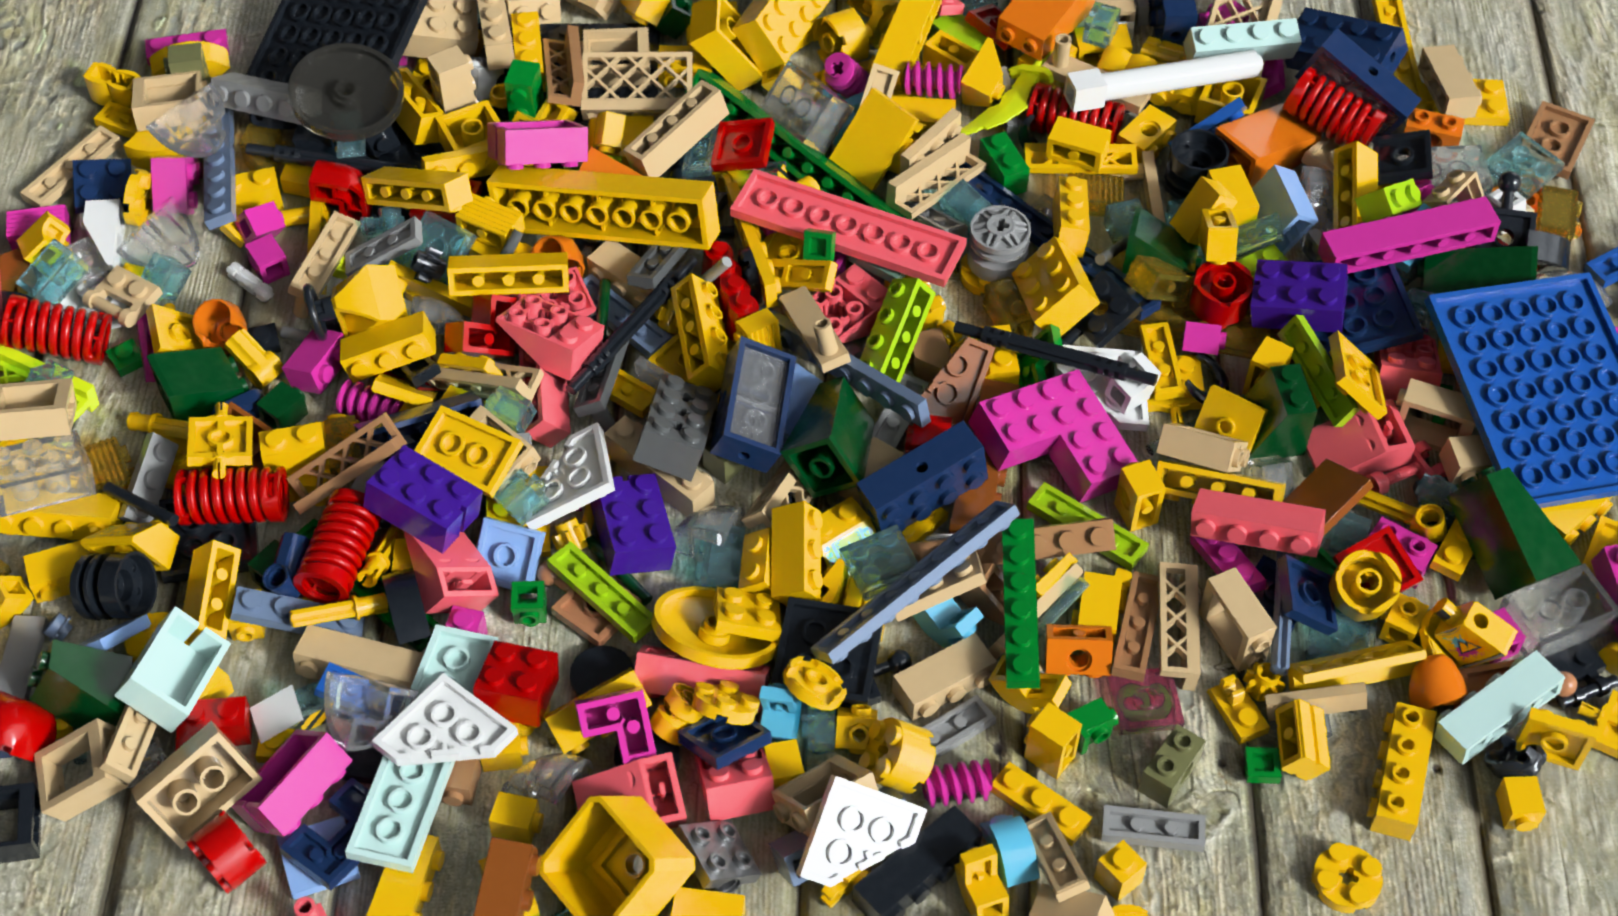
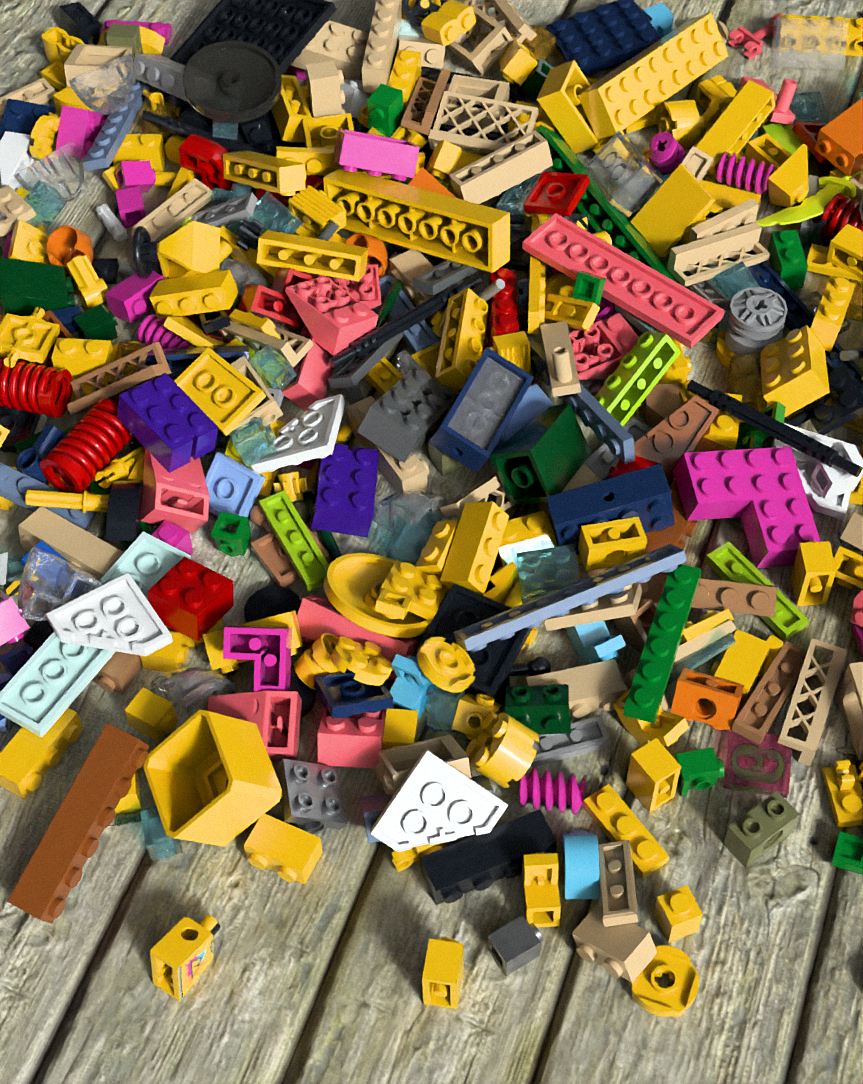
camera: 20 degrees right, 0 degrees up
(116, 49) = (79, 22): none -> black hinge
(249, 126) = (154, 98): none -> yellow hand
(737, 635) = (393, 604): none -> yellow plate
(919, 701) = (540, 707): none -> dark green bracket
(936, 514) = (611, 543): none -> yellow brick
(1153, 828) = (724, 883): light grey plate -> none

